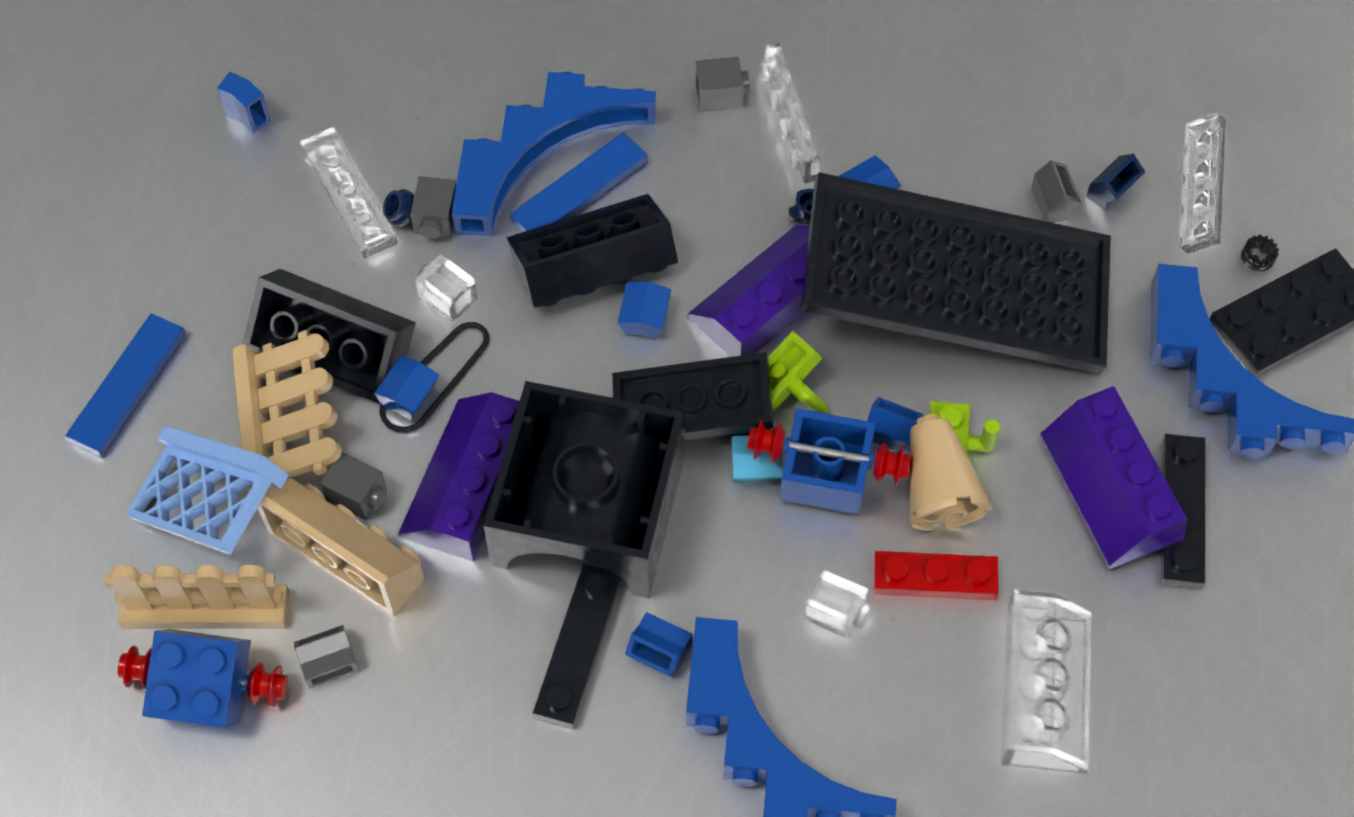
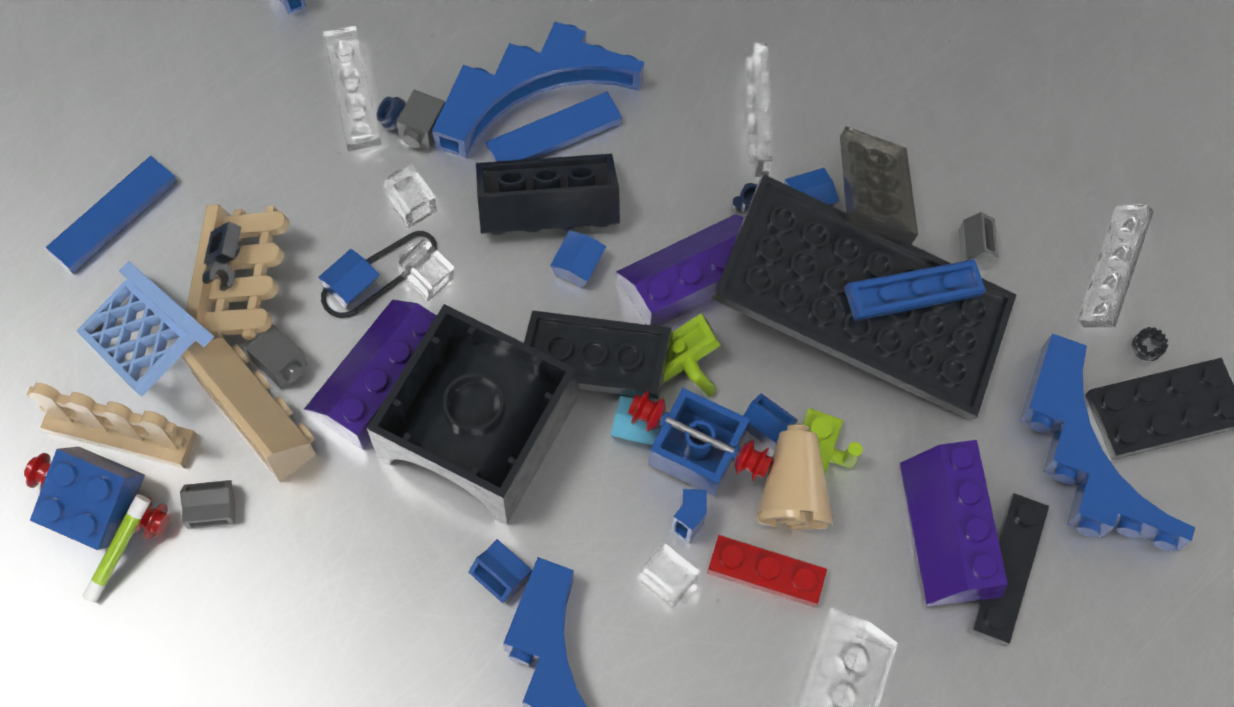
camera: 10 degrees right, 5 degrees up
(243, 723) = (116, 548): none -> lime bar
(264, 386) = (222, 249): none -> black plate
(360, 335) = (320, 220): black slope -> none
(485, 358) = (425, 269): none -> clear brick
(577, 647) = (428, 555): black plate -> none
(721, 84) = (706, 68): dark grey brick -> none
(841, 536) = (691, 515): none -> blue piece
(937, 158) = (878, 186): none -> clear smoke plate
(1005, 253) = (914, 289): none -> blue tile
(1125, 167) = (1049, 234): dark blue piece -> none

